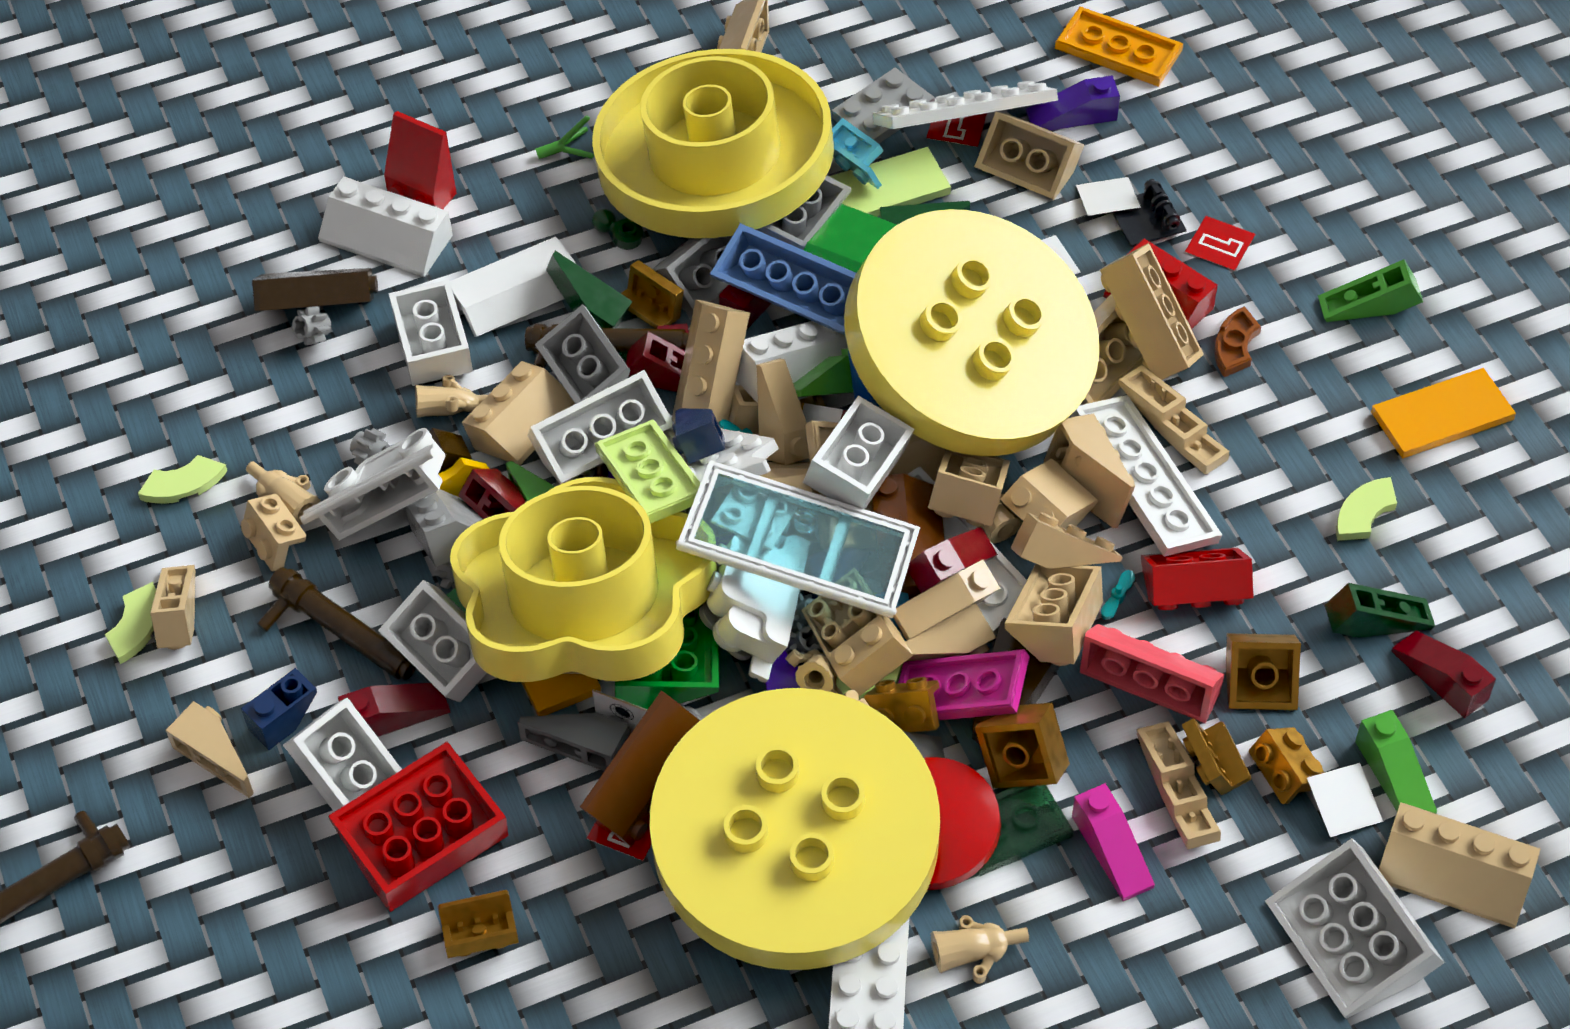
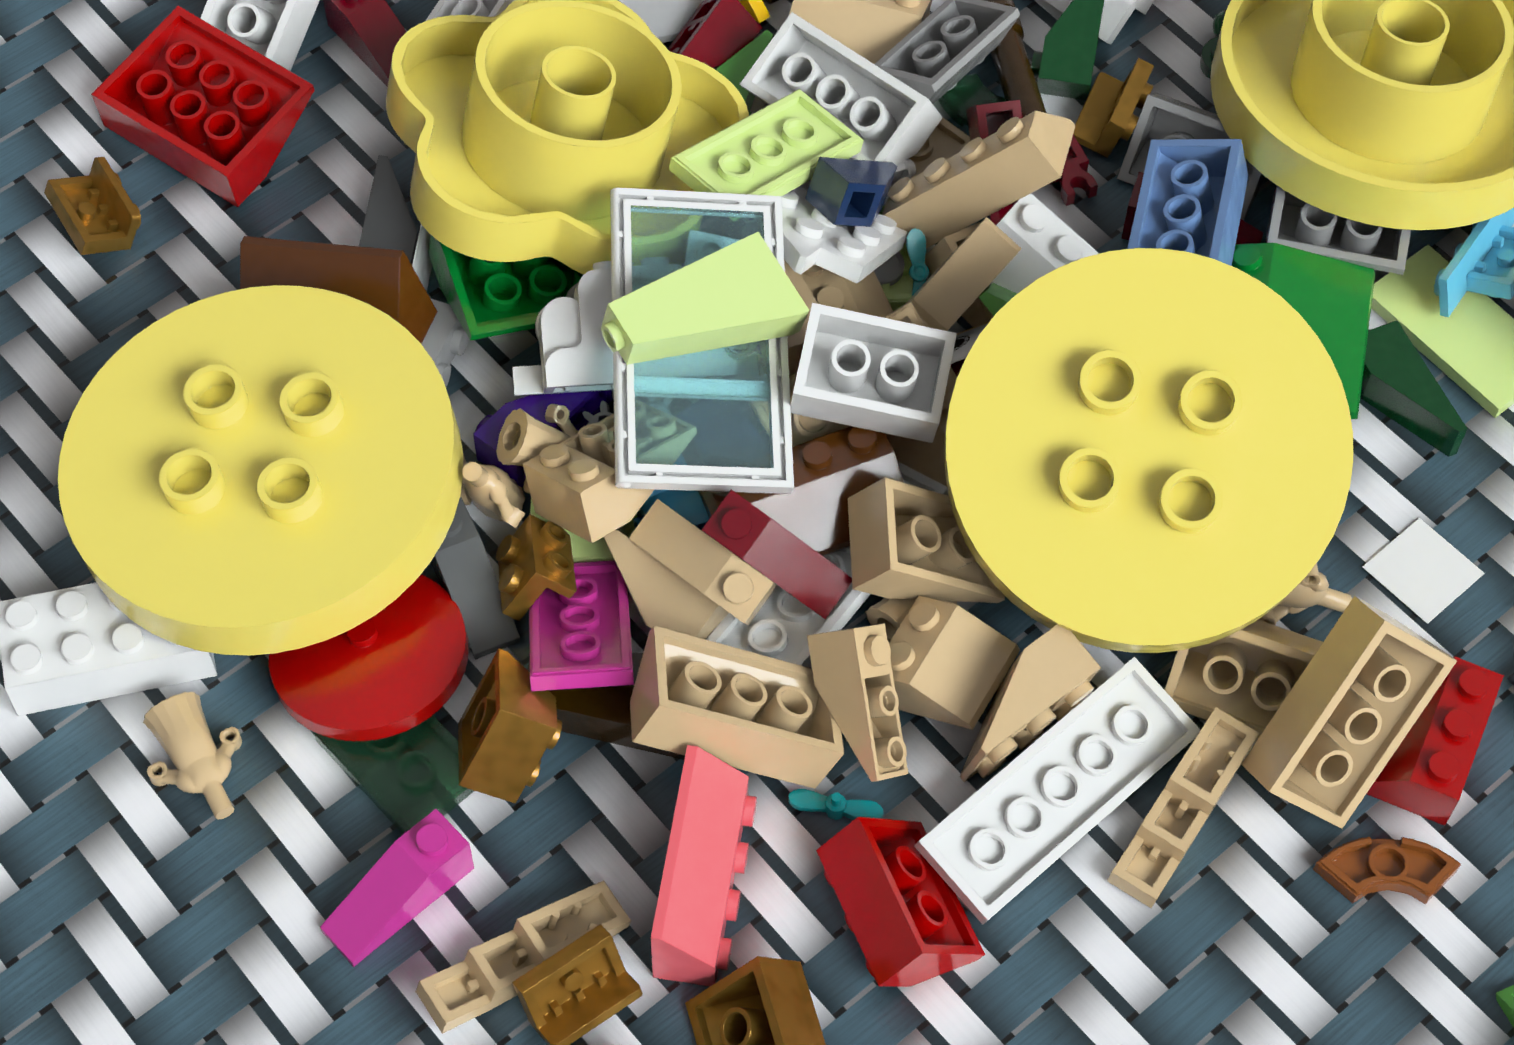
camera: 70 degrees right, 5 degrees up
(788, 517) = (707, 305): none -> yellowish green slope

